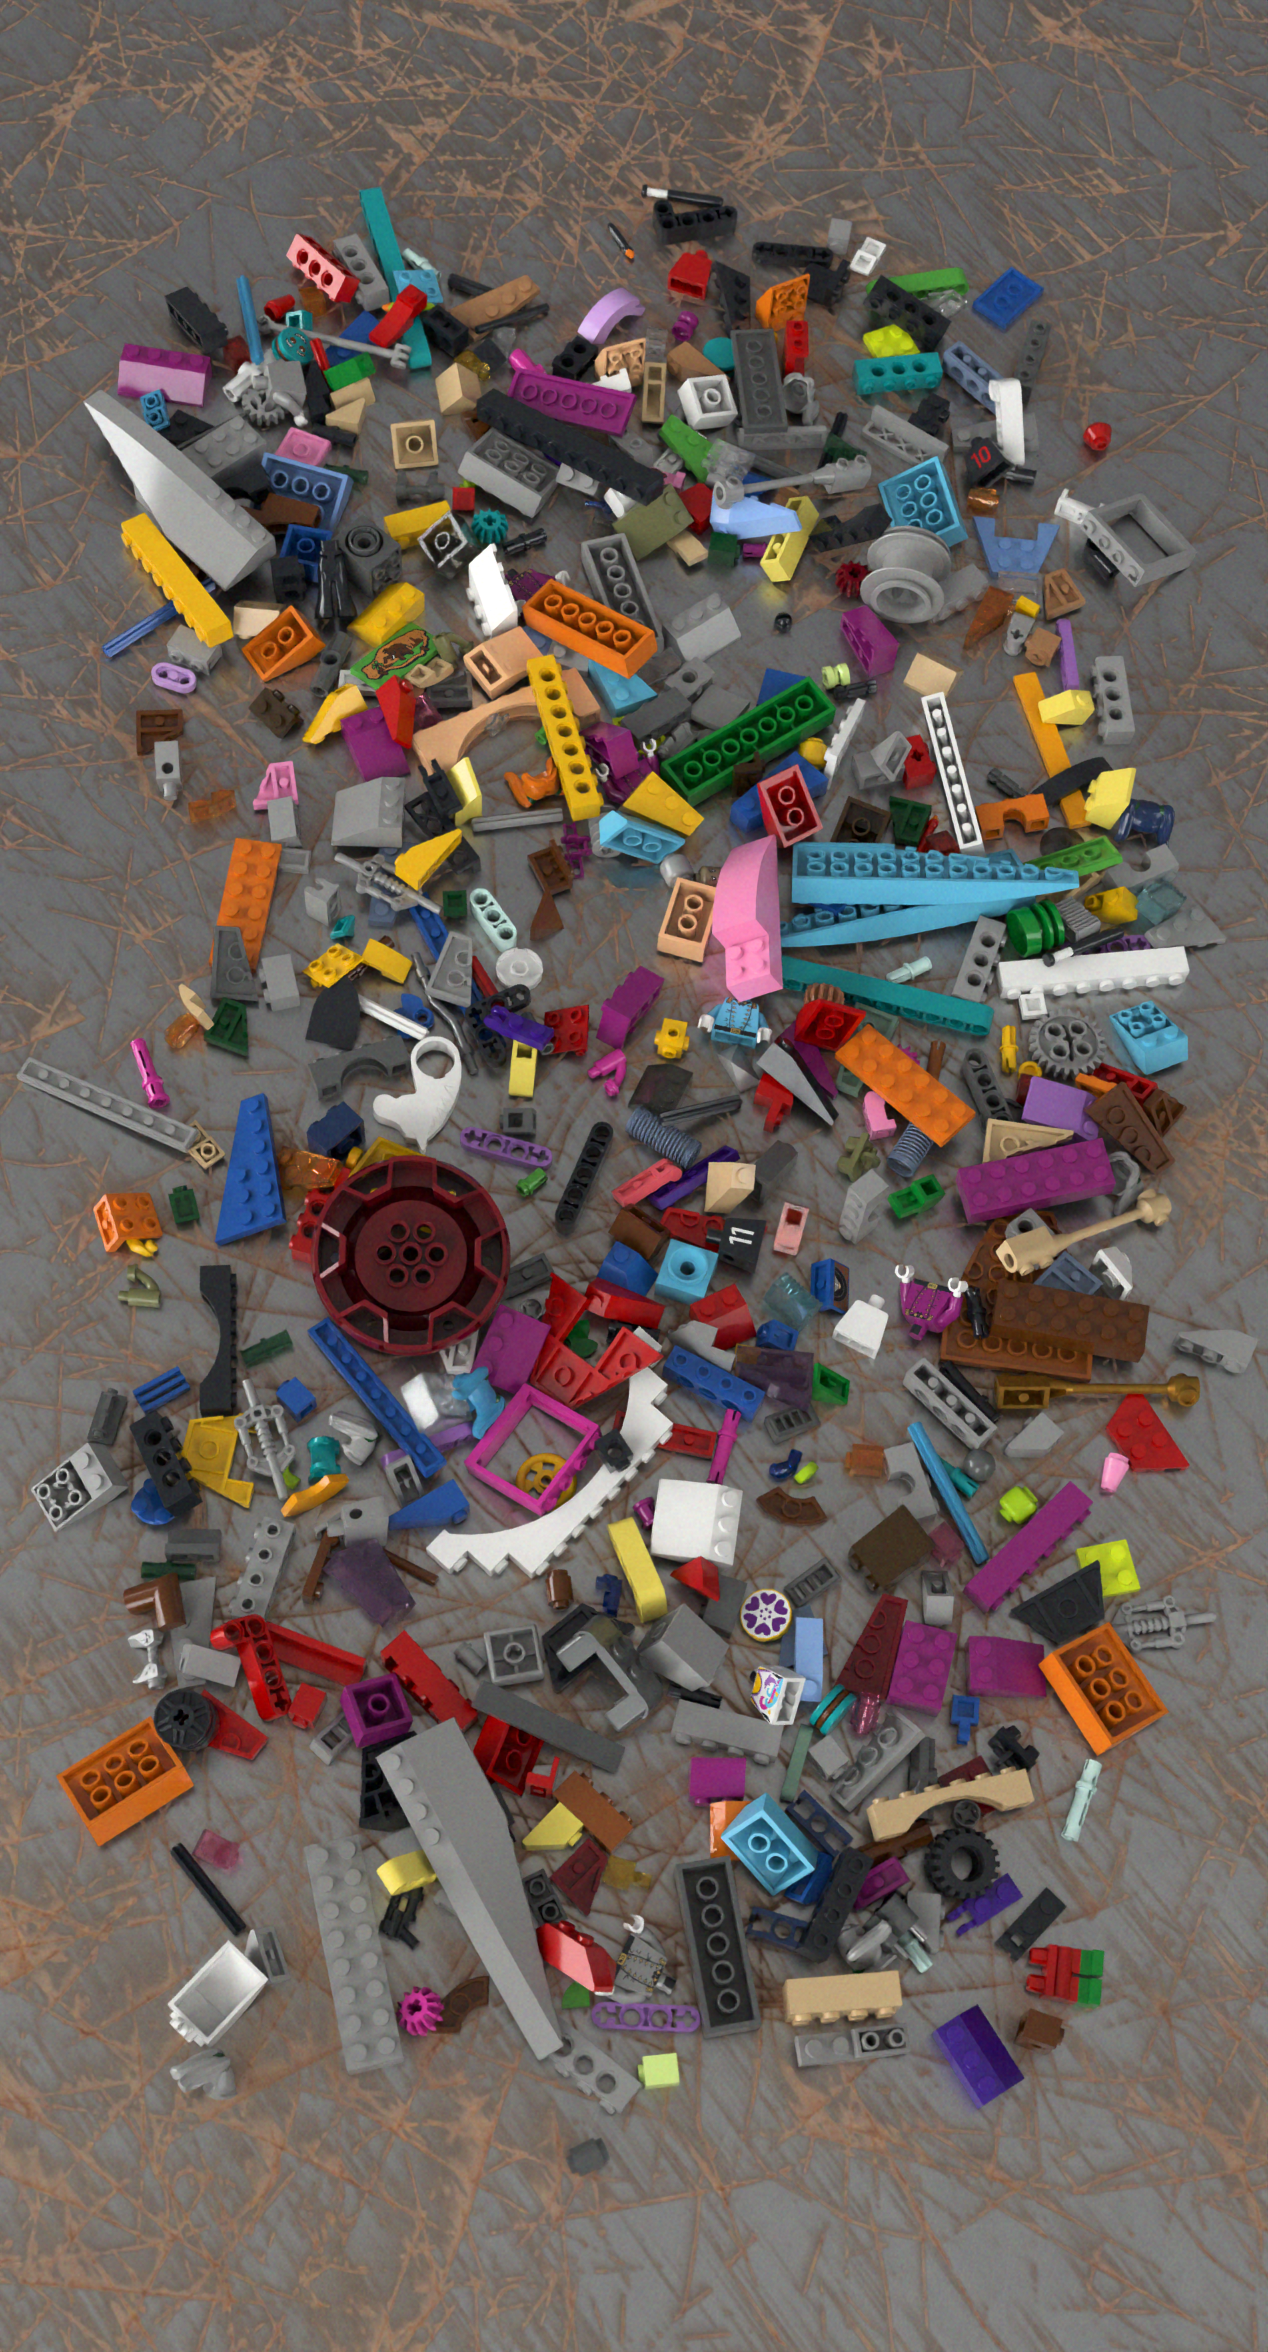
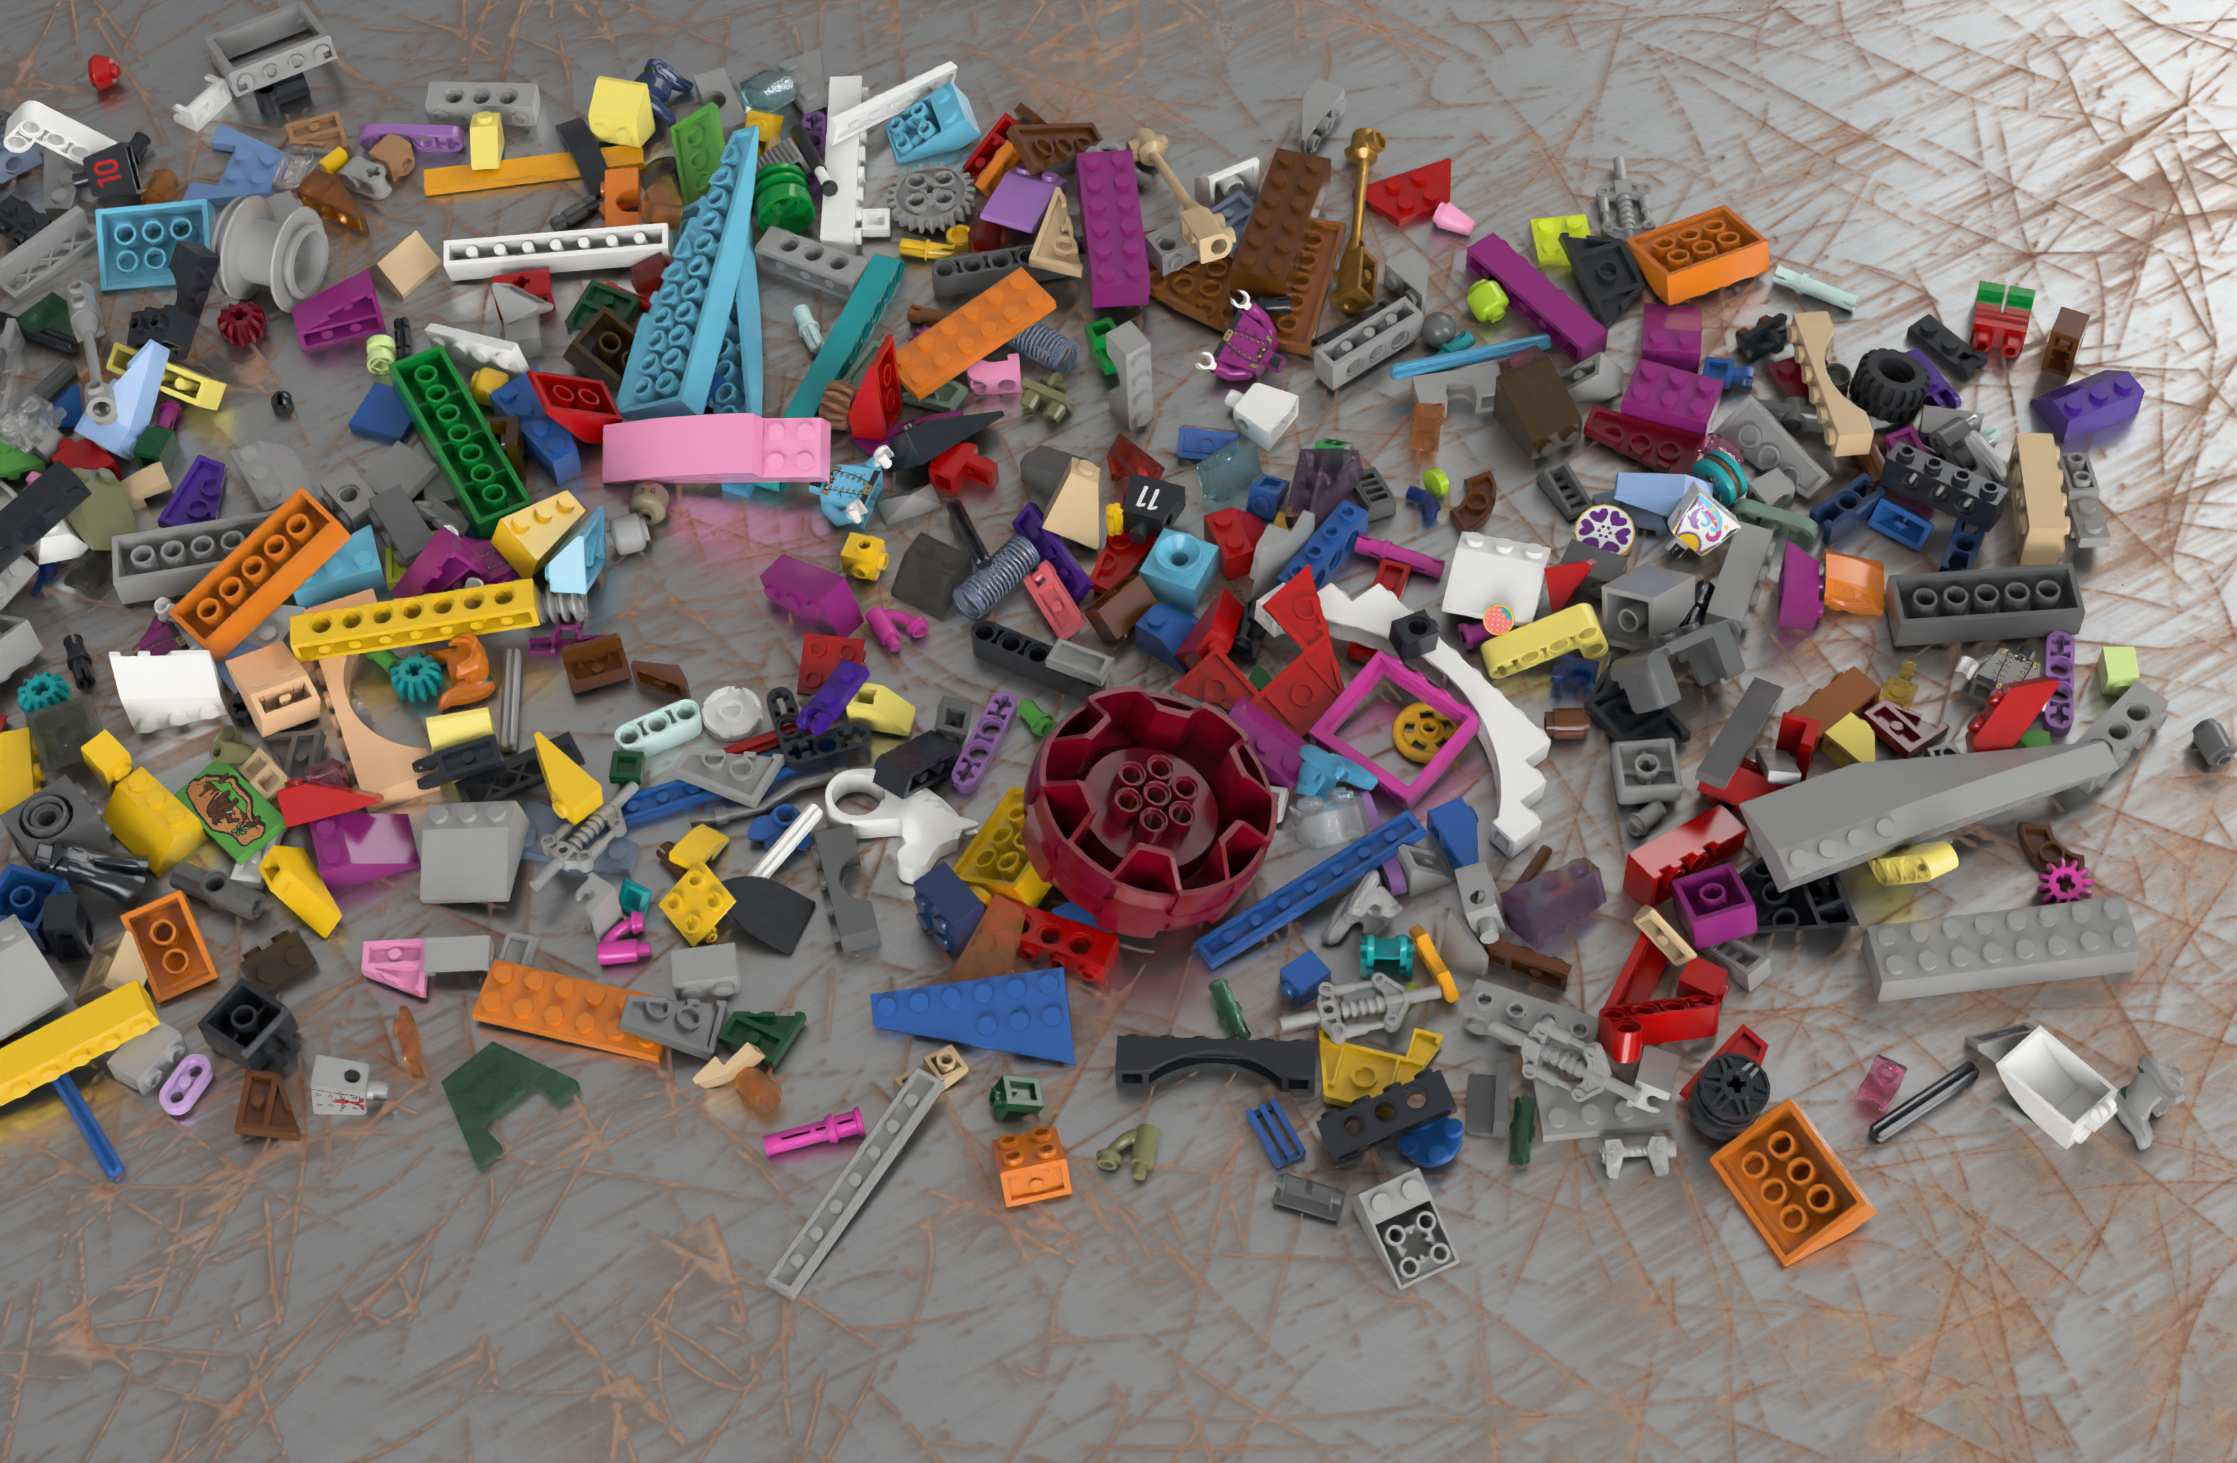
camera: 75 degrees left, 10 degrees down
(143, 1249) = (1075, 1145): yellow arm -> none
(158, 1594) = (1558, 1128): reddish brown brick -> none
(180, 860) = (491, 1085): none -> clear green wing
(214, 704) = (250, 1027): none -> black hinge
(221, 1583) = (1536, 1048): none -> light grey bar
(296, 921) = (614, 952): none -> dark pink plant
(339, 1668) = (1663, 936): none -> tan slope
(396, 1922) = (1956, 902): black piece -> none
(424, 573) = (107, 760): none -> yellow slope
(465, 1095) = (916, 764): none -> black brick
(516, 1759) = (1777, 766): none -> light grey tile
(528, 753) = (416, 678): none -> teal gear
(574, 1203) = (1079, 662): none -> light grey tile
(649, 1524) = (1498, 619): none -> coral tile
(679, 584) = (197, 495): none -> dark purple wing
(688, 920) = (702, 524): light nougat brick -> none
(721, 1214) = (1114, 519): none -> yellow piece
(770, 1844) = (1874, 542): medium azure slope -> none
(815, 518) = (164, 325): none -> black brick
(1011, 837) = (661, 203): none -> clear orange slope
(1153, 990) = (888, 103): none -> white plate

